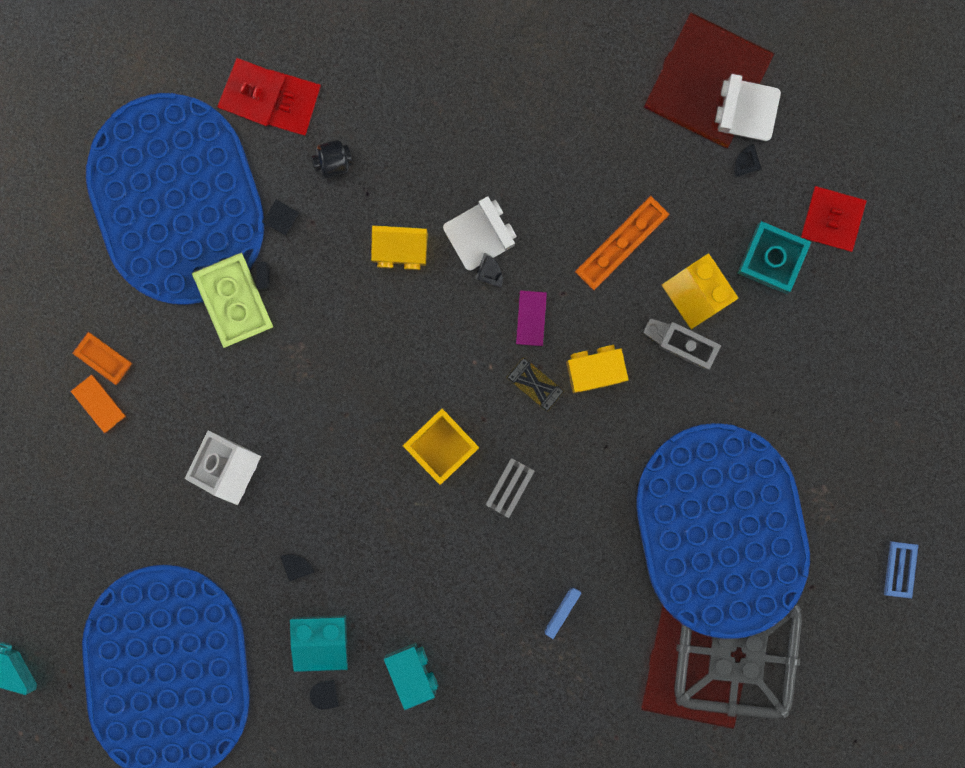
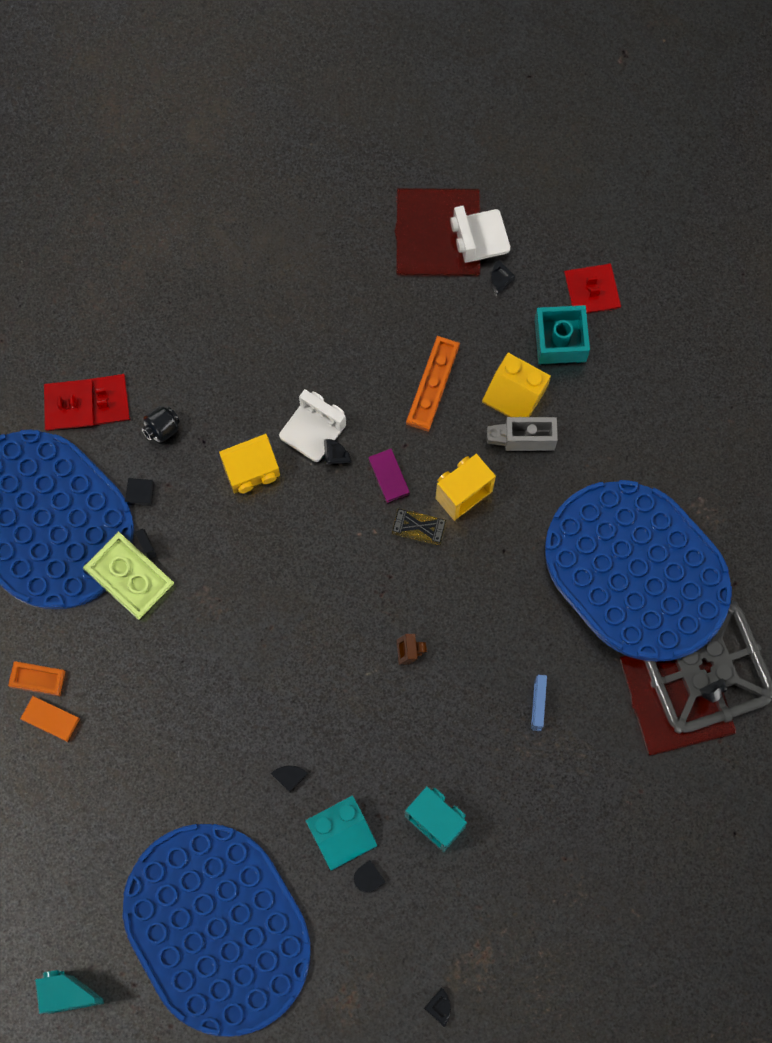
camera: 25 degrees left, 15 degrees down
(222, 467) = (184, 719): white slope -> none
(441, 446) = (365, 610): yellow piece -> none
(465, 501) = (409, 649): none -> reddish brown tile
(498, 508) = (441, 600): light grey tile -> none
(730, 683) = (713, 691): none -> black tile

